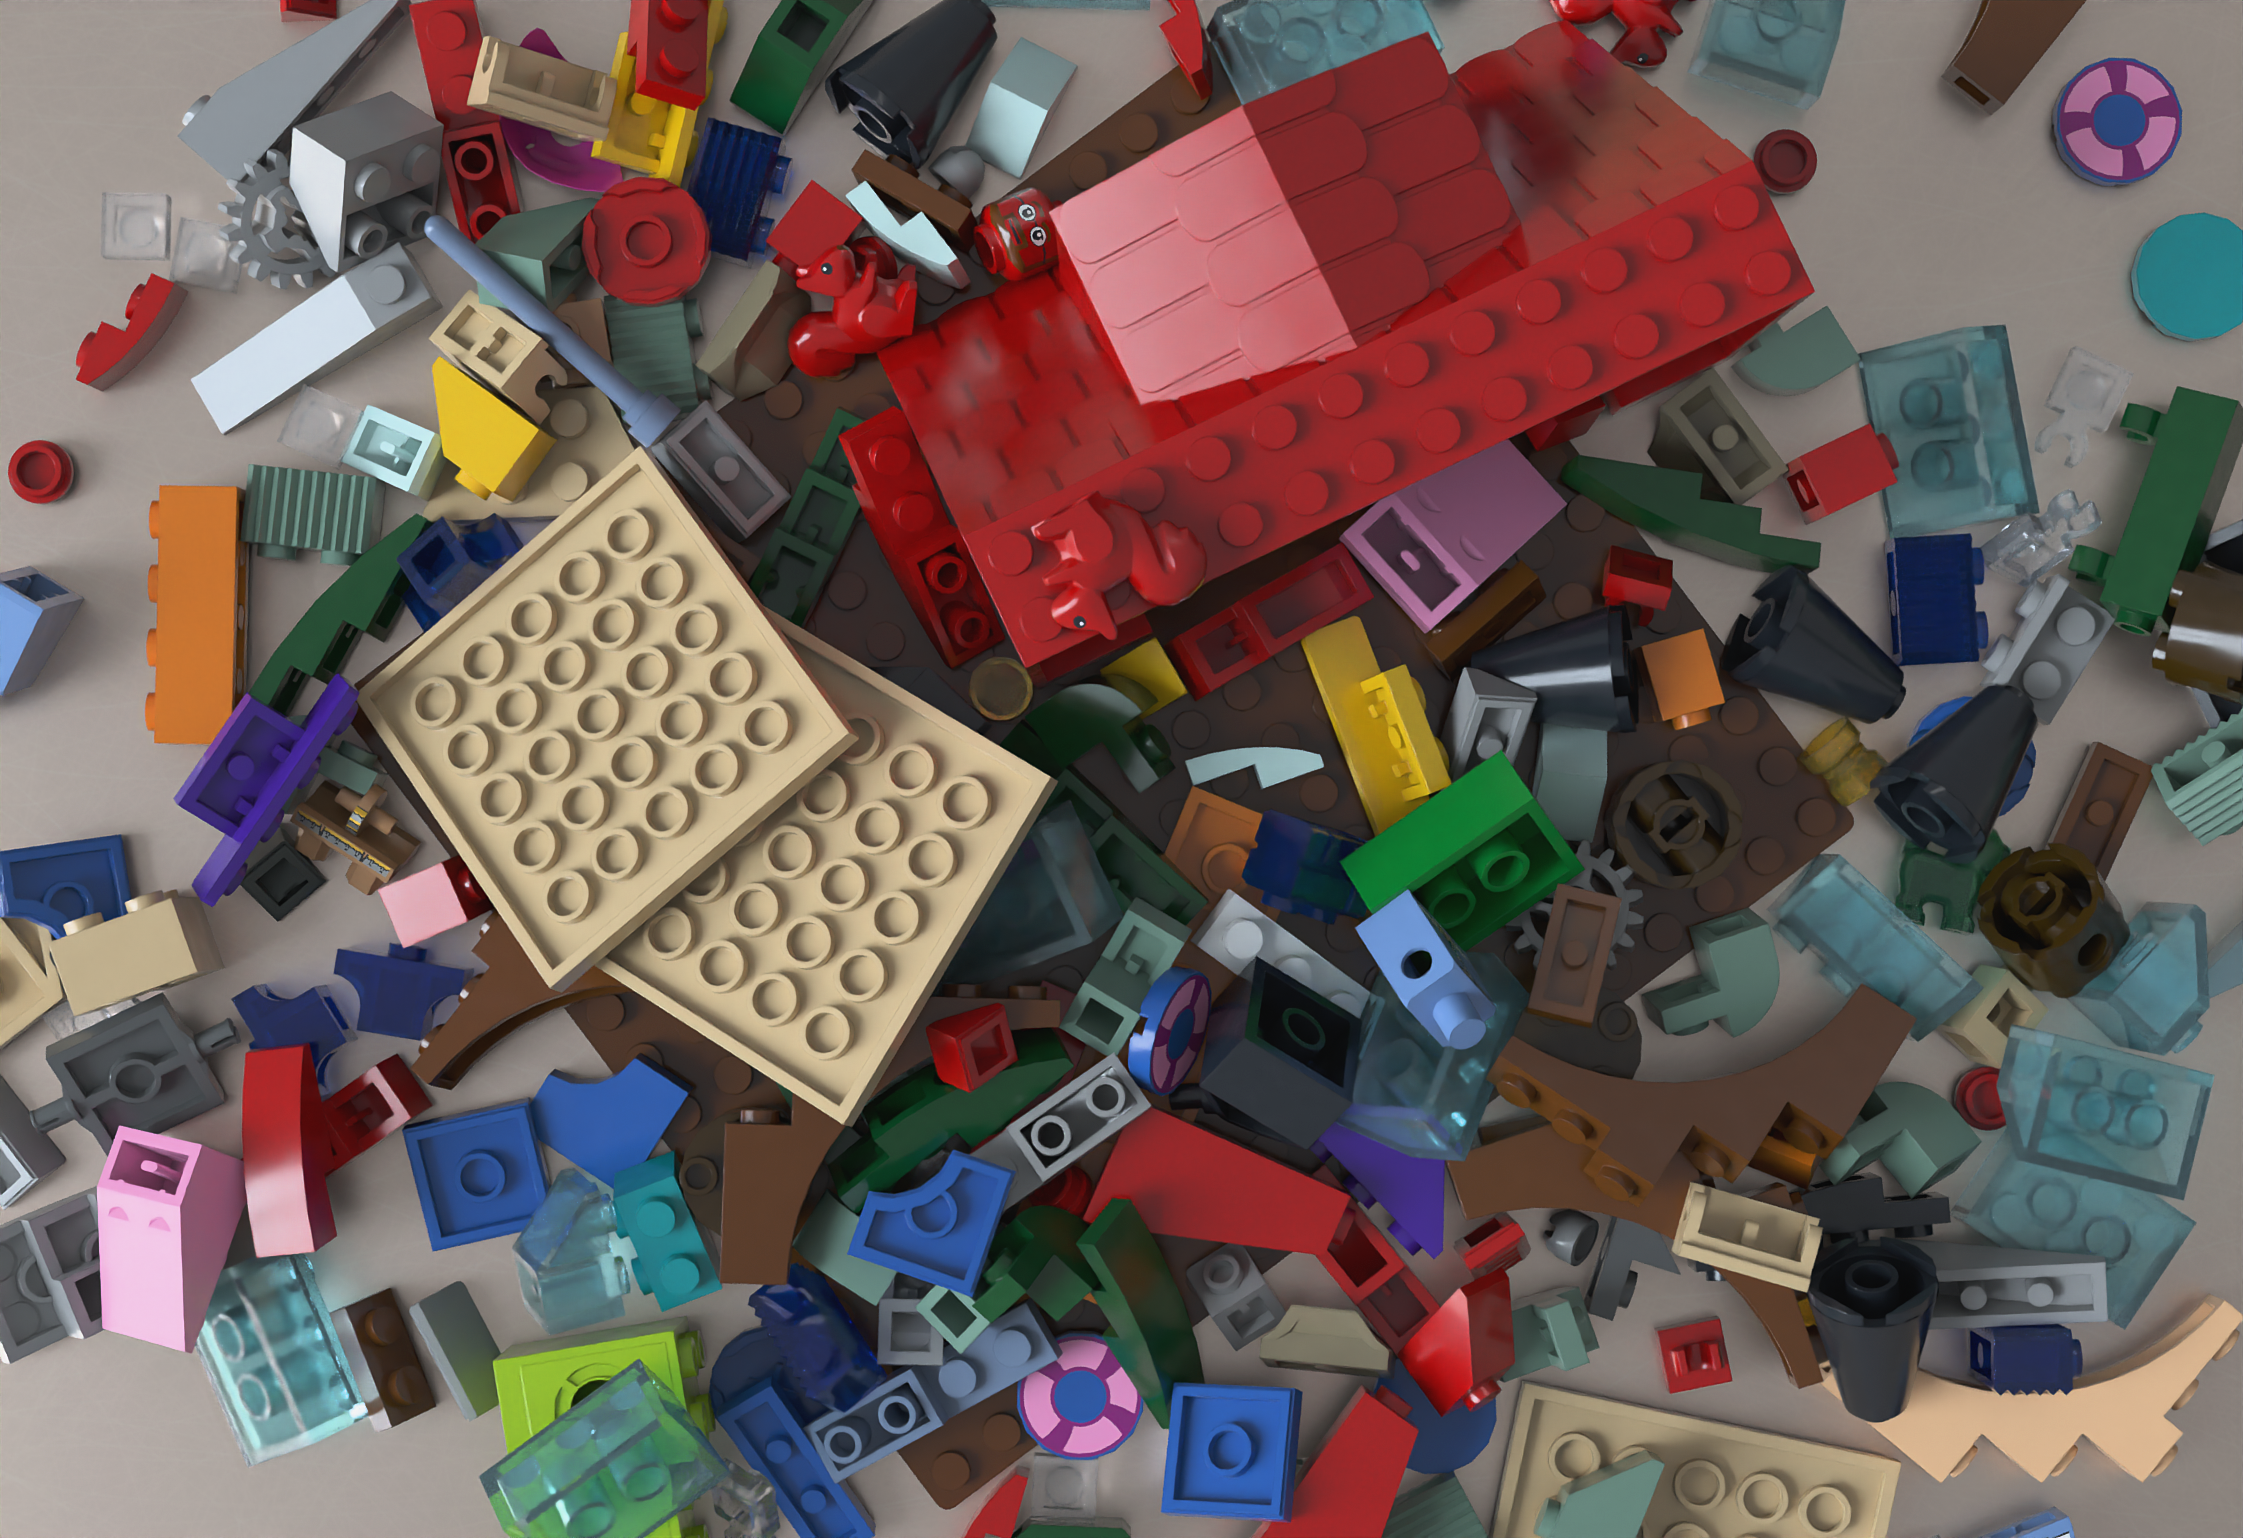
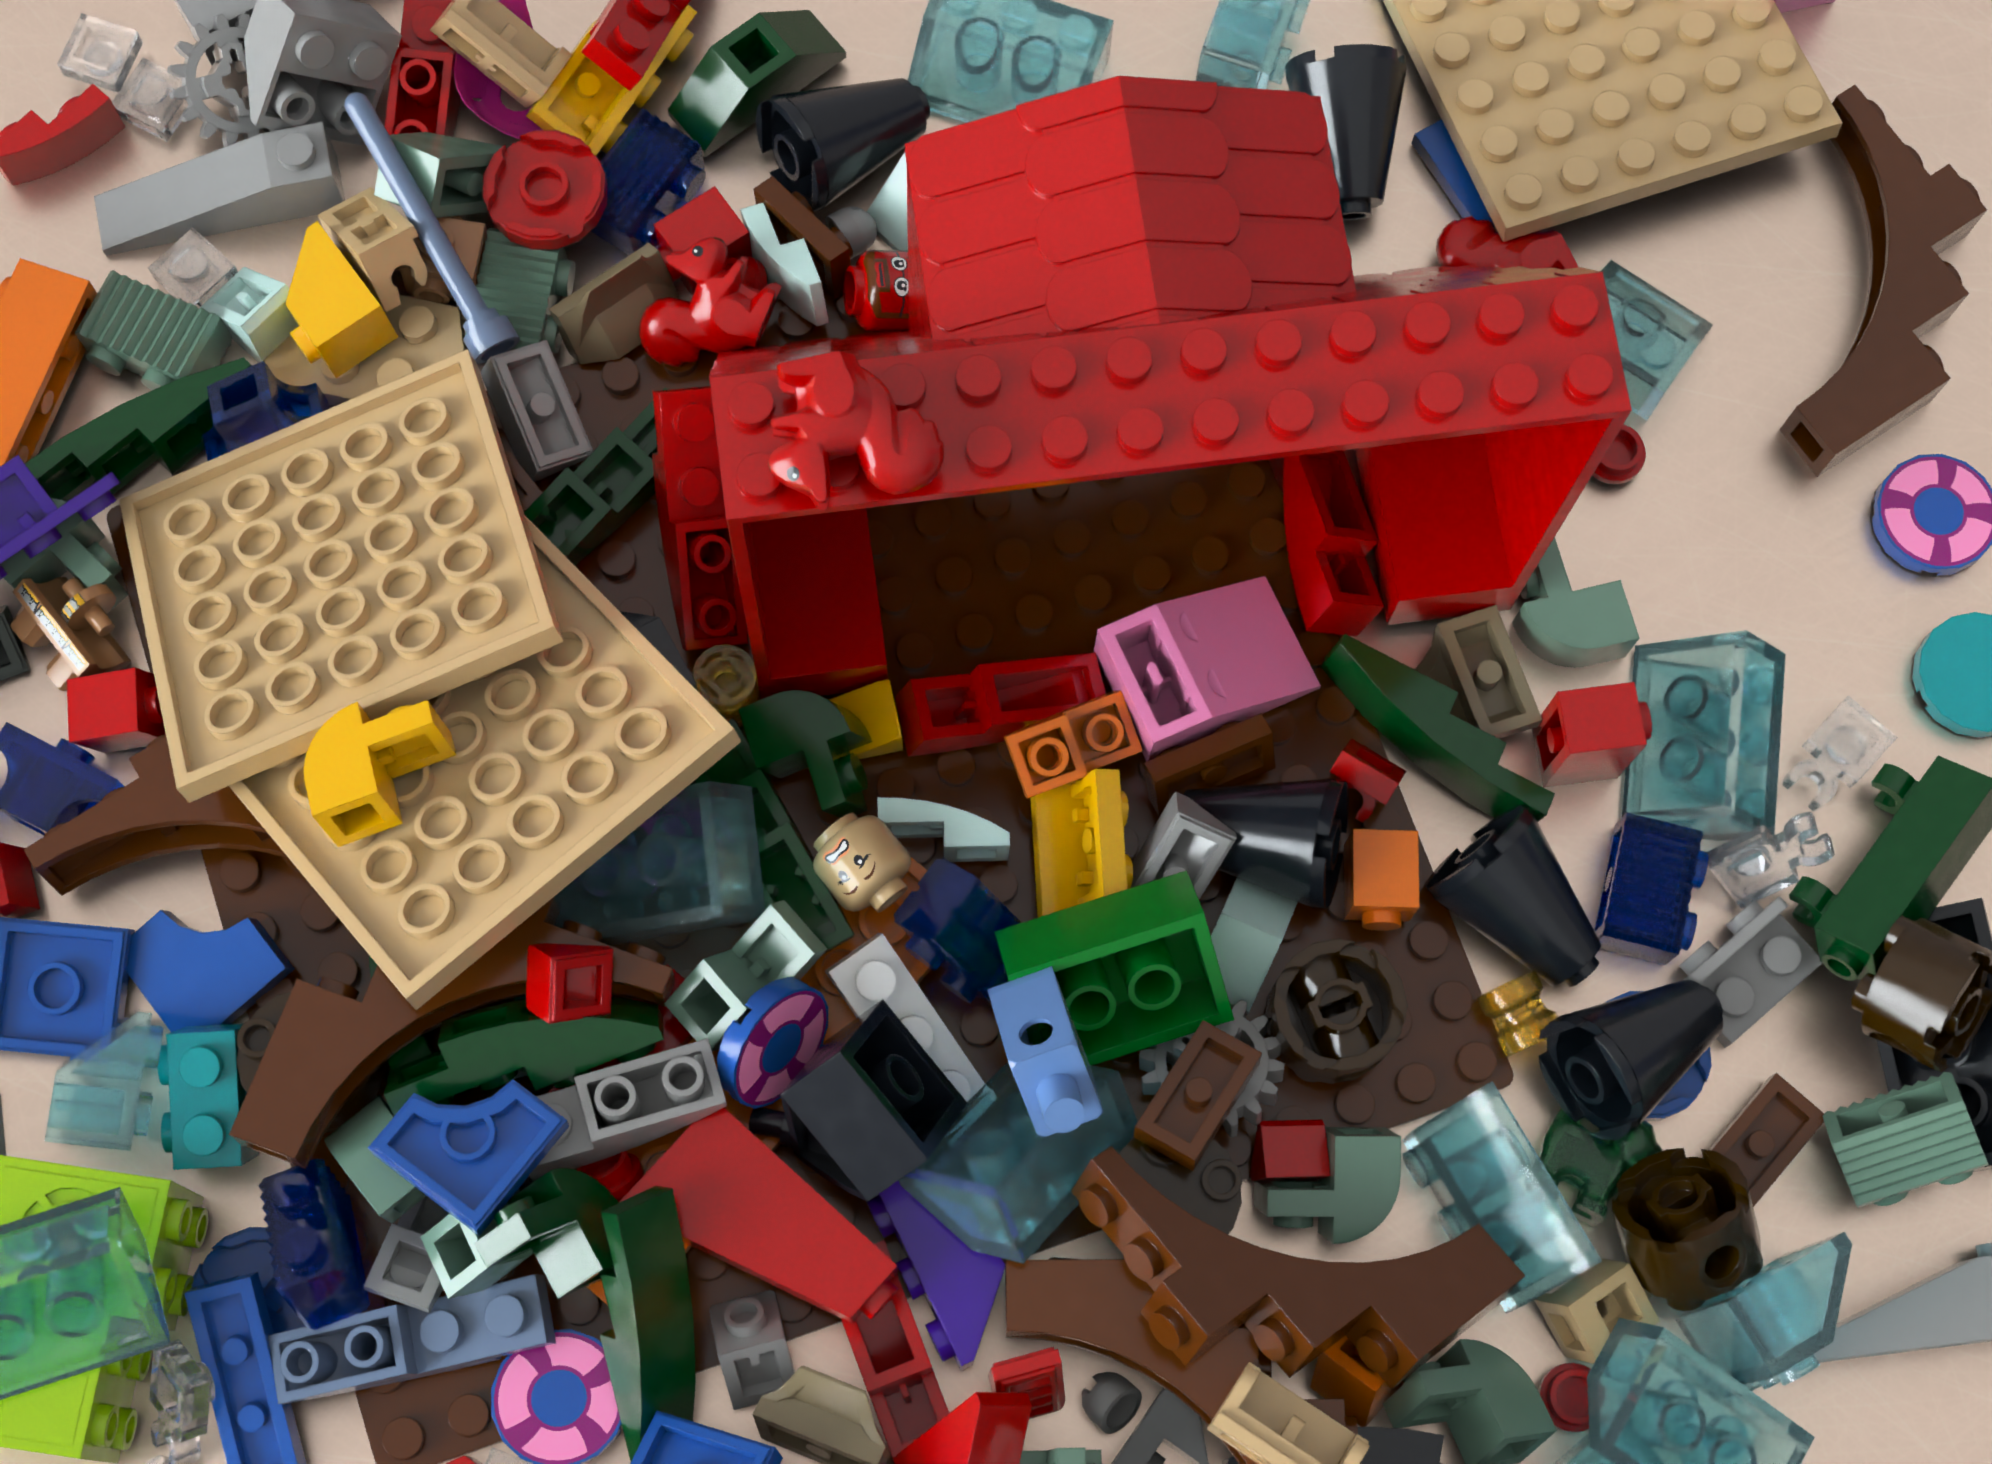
camera: 15 degrees right, 15 degrees down
(708, 919) = (355, 761): none -> yellow brick
(1193, 831) = (861, 863): none -> tan head
(1349, 643) = (1072, 743): none -> orange slope
(1669, 963) = (1290, 1151): none -> red slope

